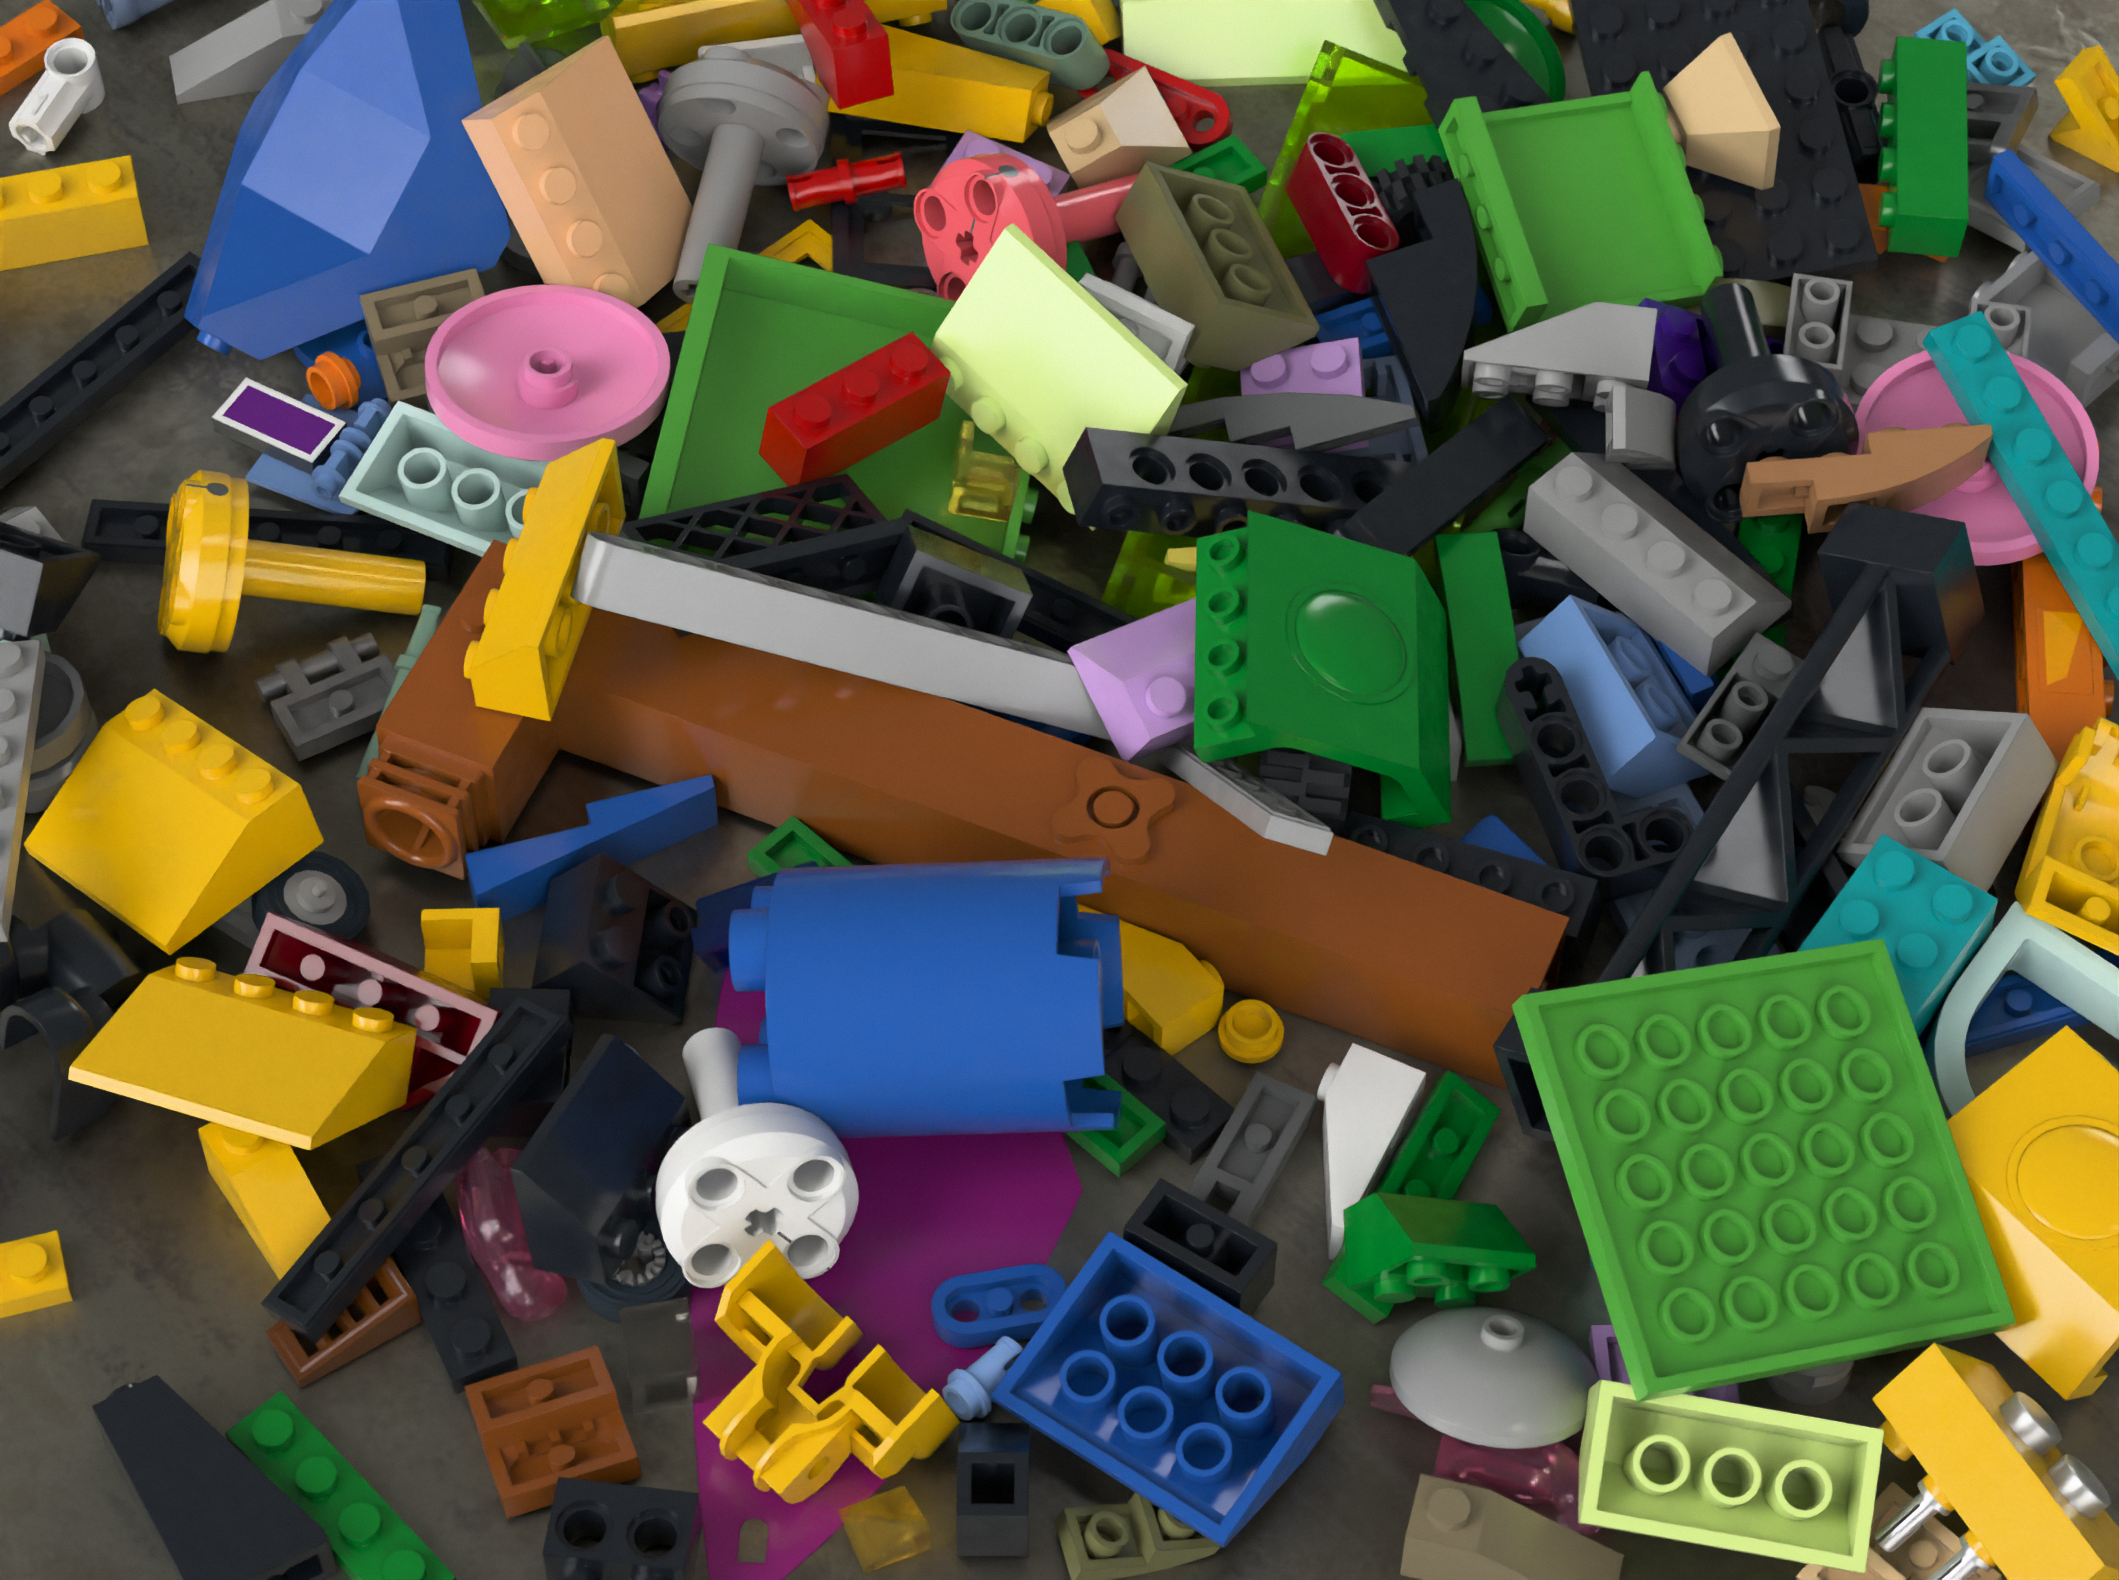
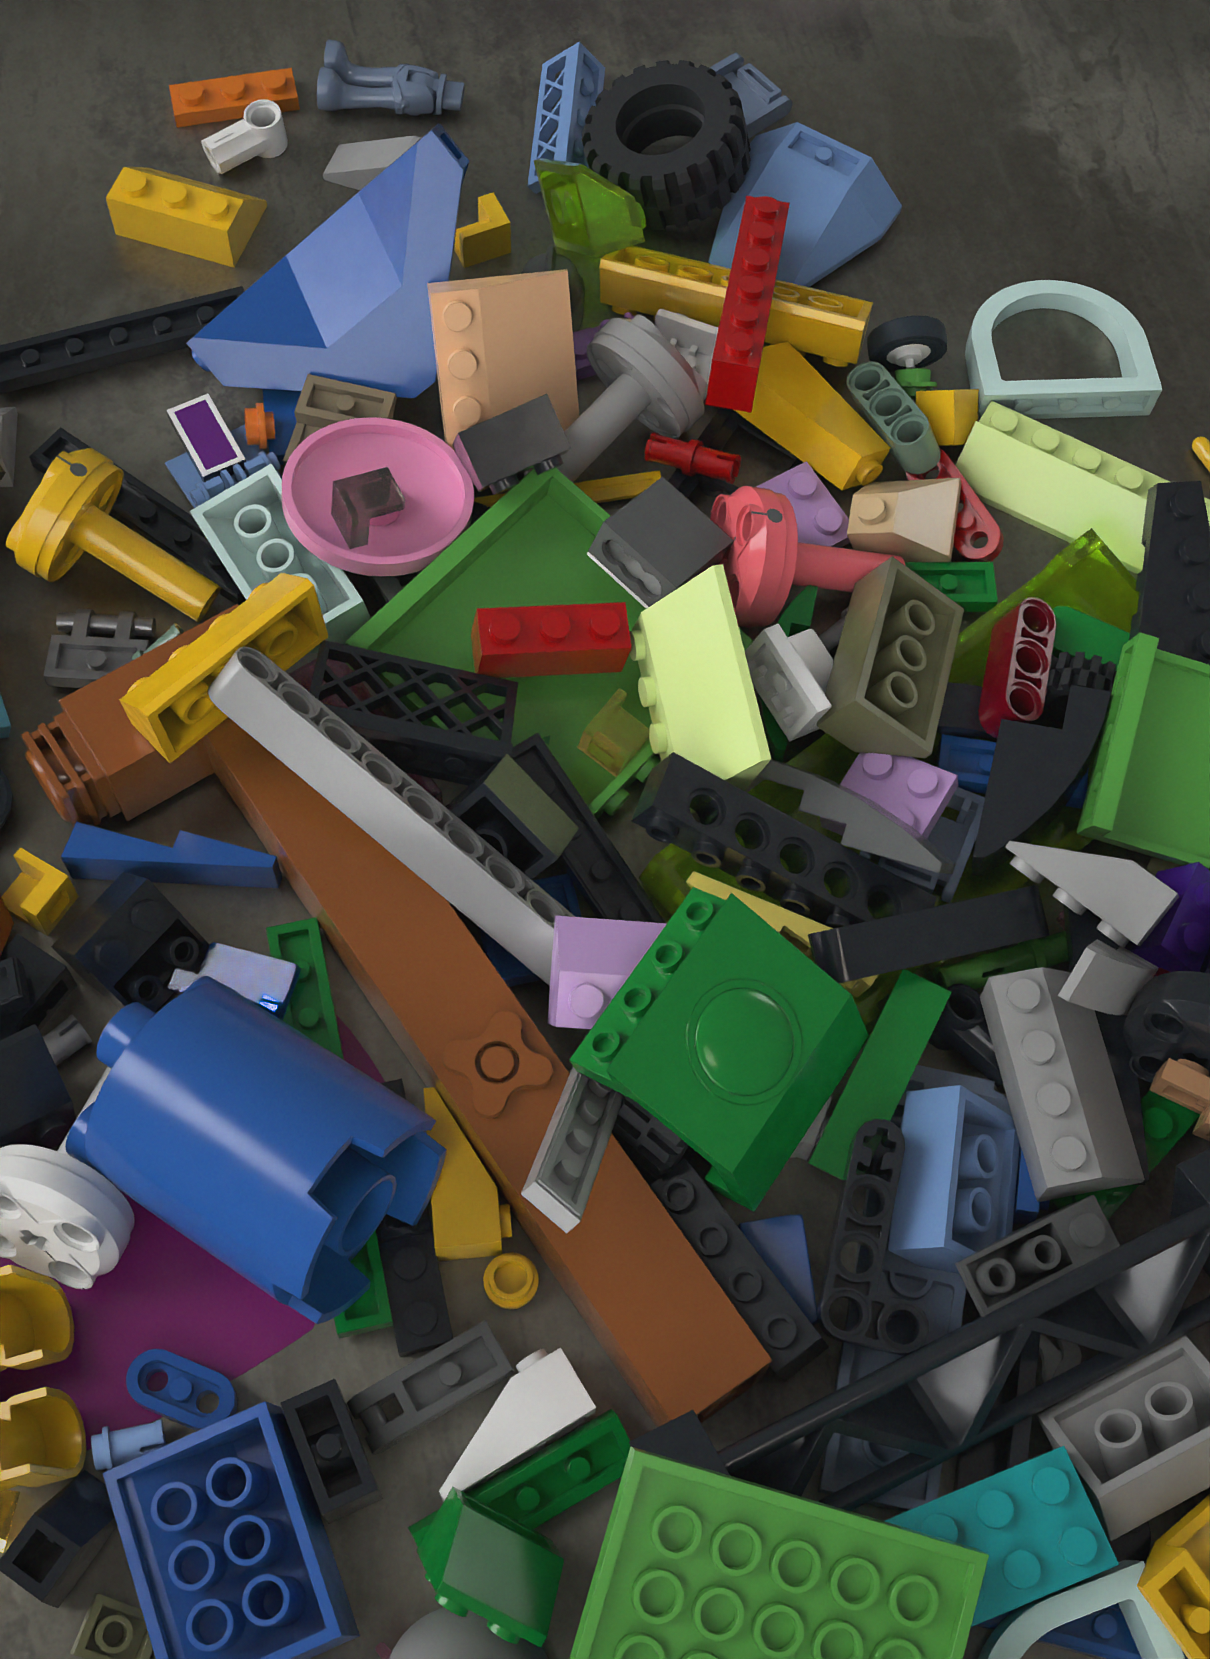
camera: 30 degrees right, 10 degrees up
(555, 374) = (361, 499): none -> clear smoke panel
(672, 242) = (512, 445): none -> black slope
(899, 267) = (658, 543): none -> dark grey piece

